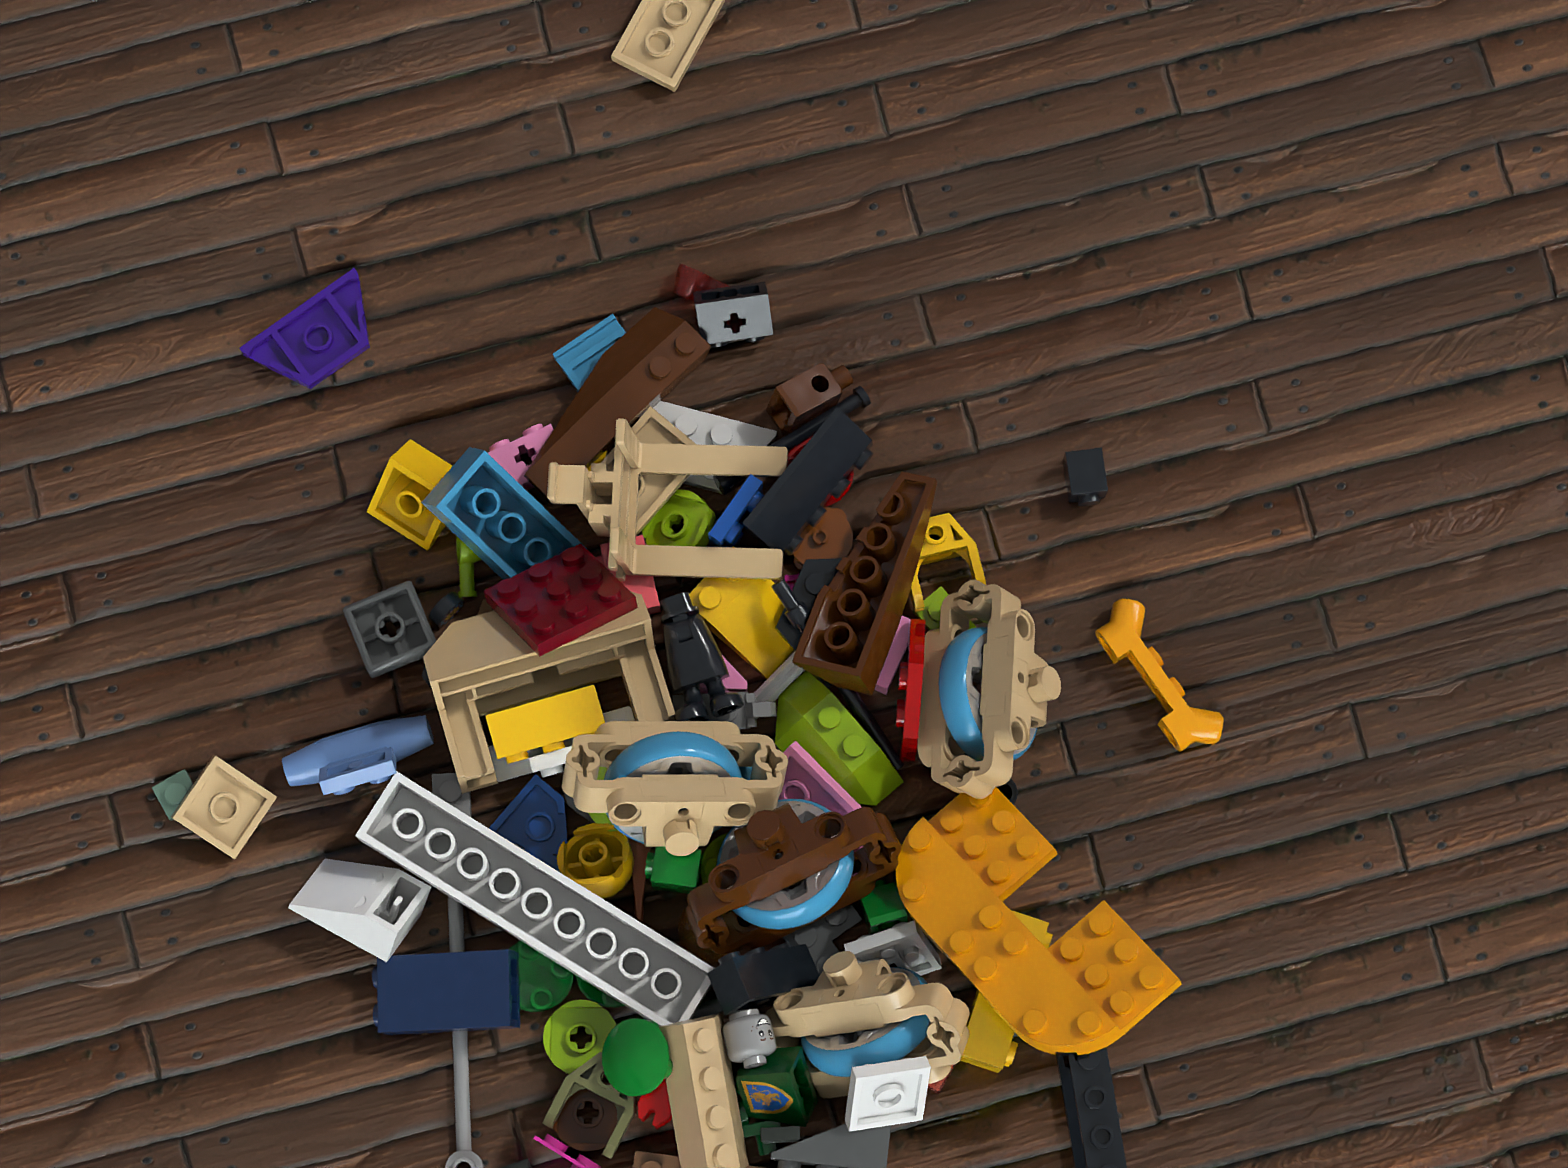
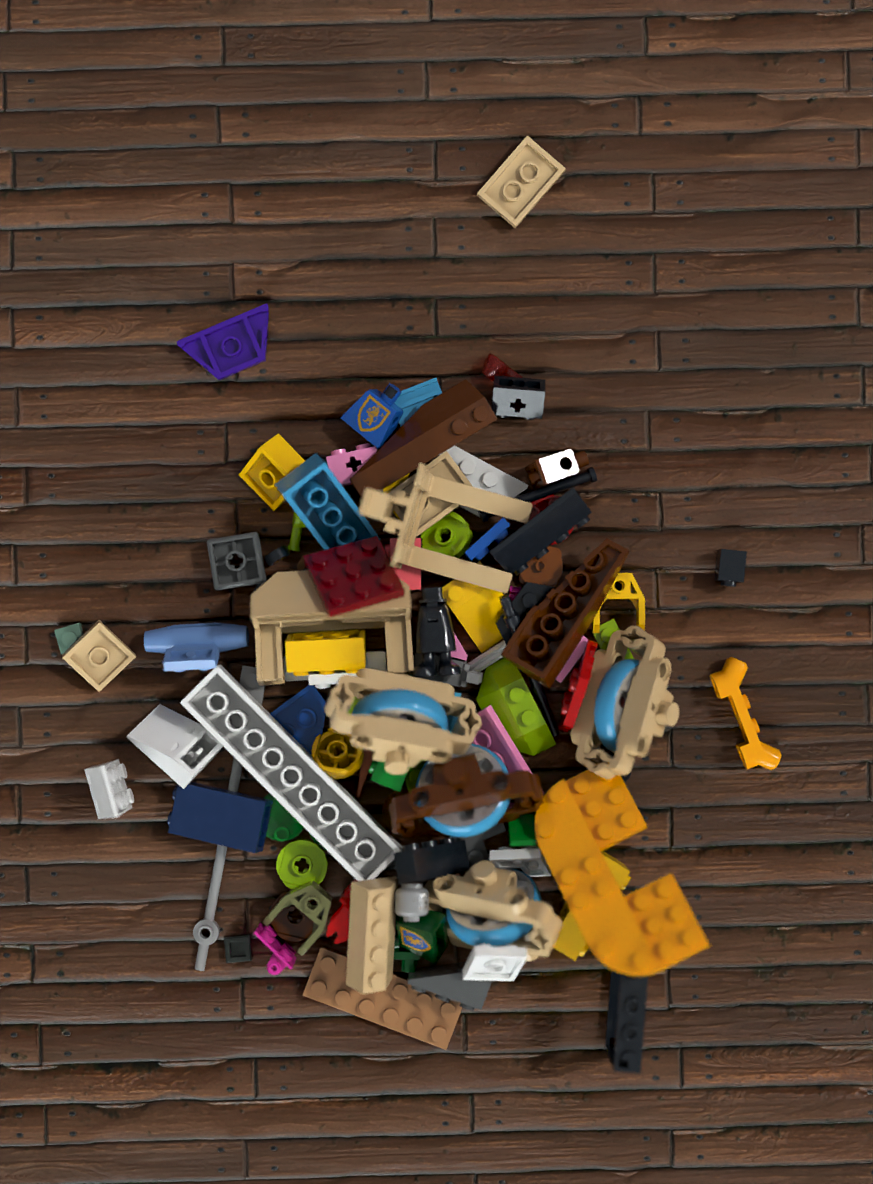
camera: 10 degrees right, 10 degrees up
(277, 991) = (109, 789): none -> white slope
(540, 381) = (375, 415): none -> blue torso
(636, 1057) = (333, 899): green dish -> none
(780, 1134) = (417, 966): pearl dark grey tile -> none

